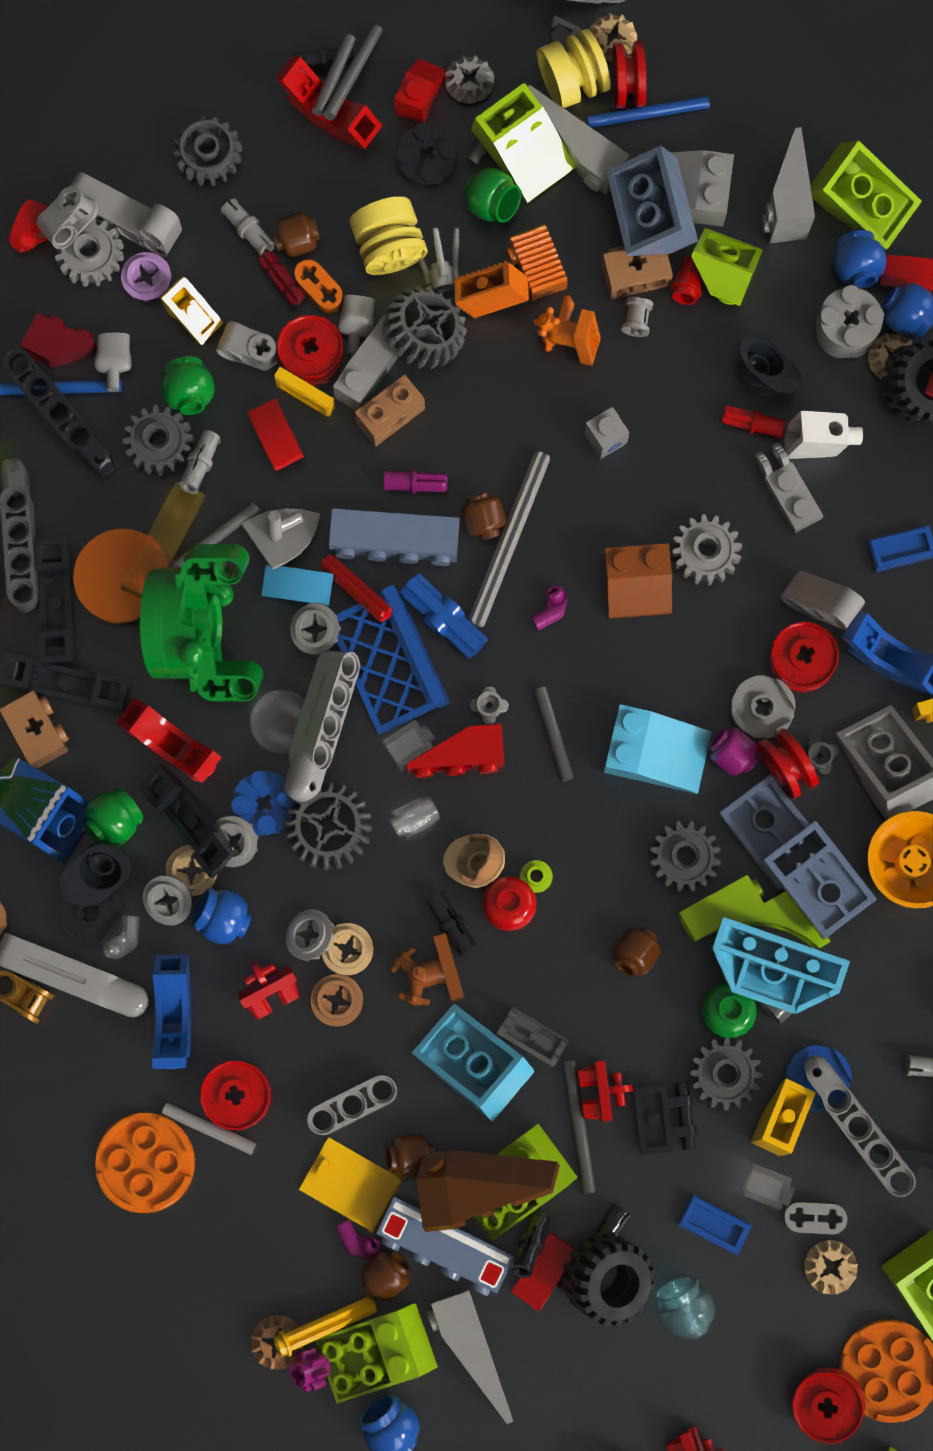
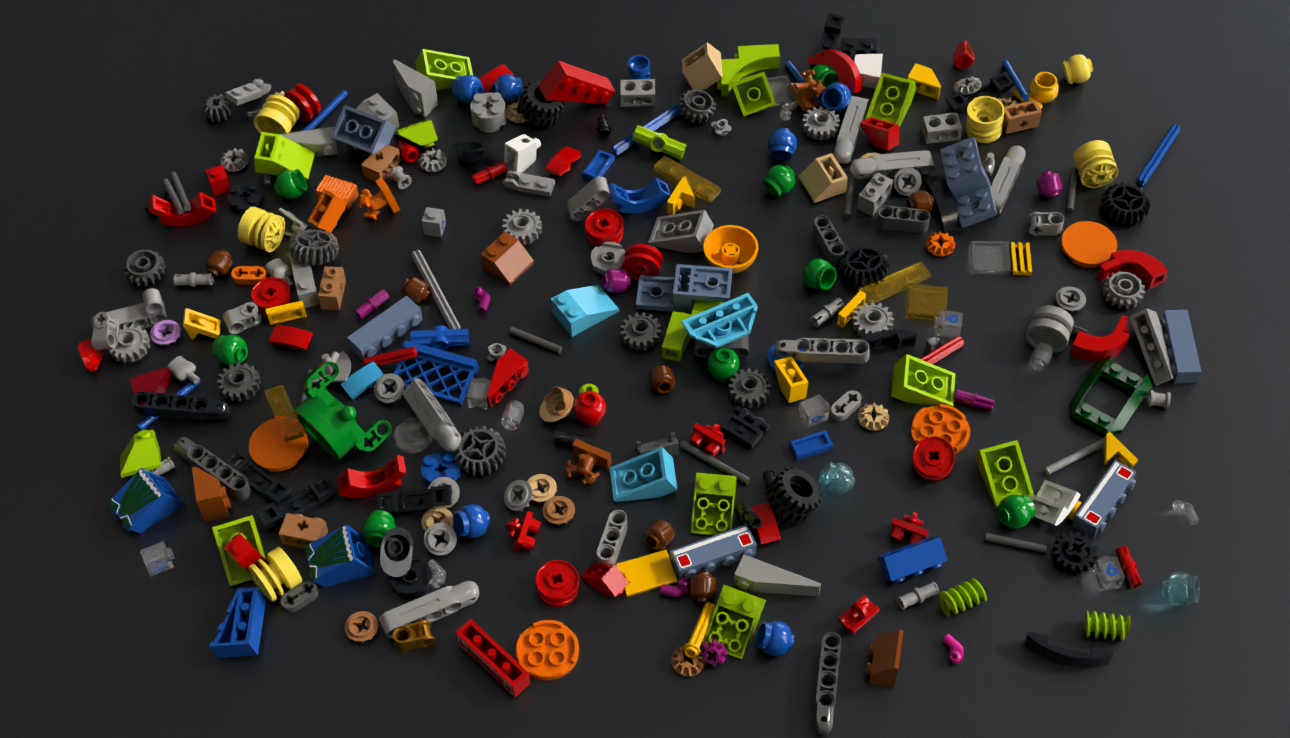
camera: 45 degrees left, 25 degrees down
(69, 1117) = (492, 658): none -> red brick
(172, 1011) = (489, 576): blue arch -> none
(199, 462) = (264, 368): light grey pin -> none
(208, 1128) = (560, 609): light grey bar -> none
(281, 278) = (229, 285): dark red axle -> none
(291, 1146) = (605, 579): none -> red slope
(469, 1184) = (693, 513): reddish brown wedge -> none
(699, 338) = (434, 165): none -> light grey gear
(863, 496) = (561, 161): none -> red slope

